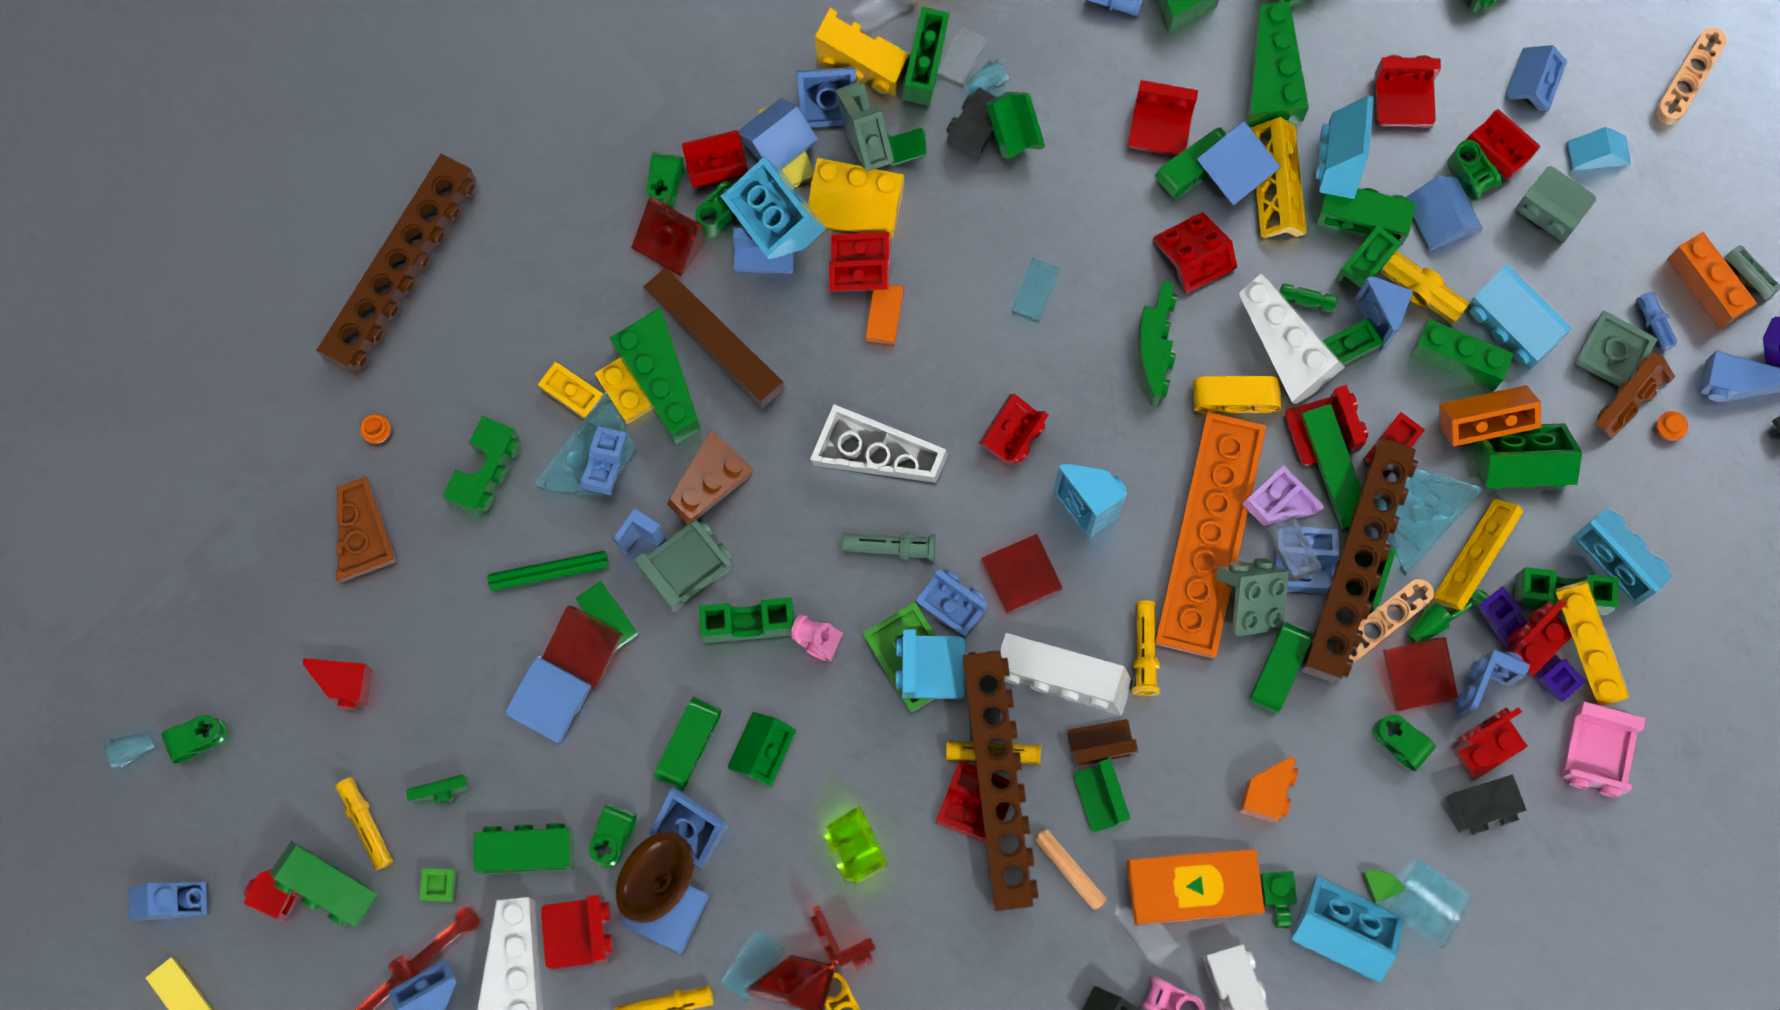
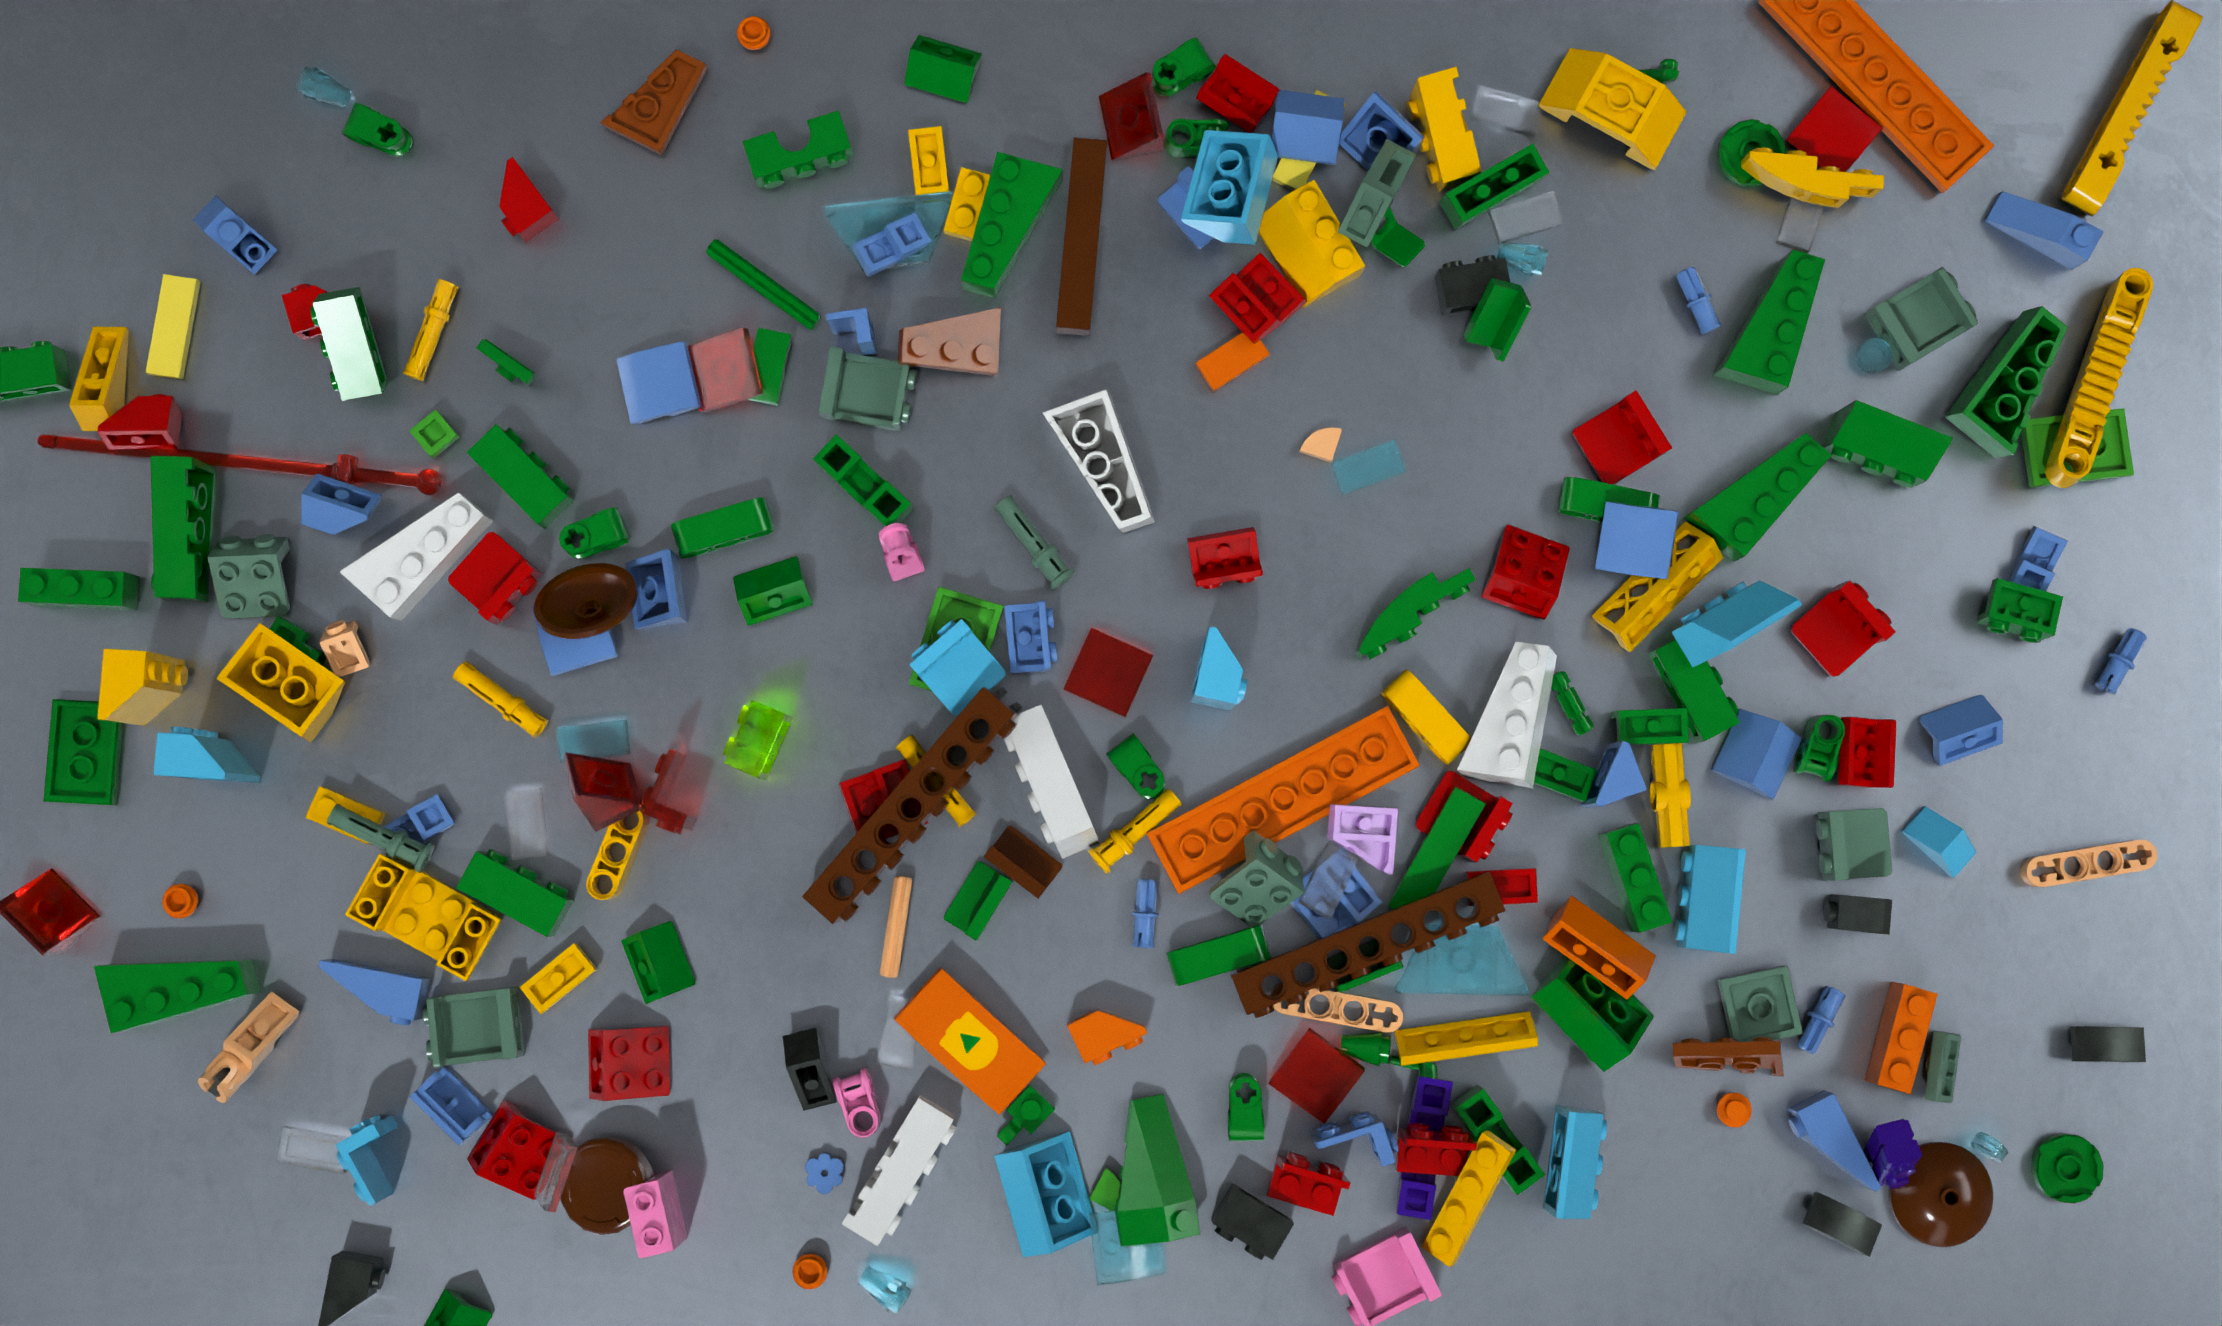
camera: 40 degrees right, 10 degrees up
(518, 329) = (942, 68): none -> green panel
(993, 305) = (1322, 443): none -> light nougat tile
(1101, 609) = (1135, 762): none -> green piece
(1209, 691) = (1145, 913): none -> medium blue axle
(1410, 848) = (1155, 1187): none -> green wedge
(1607, 236) = (1858, 914): none -> pearl dark grey slope

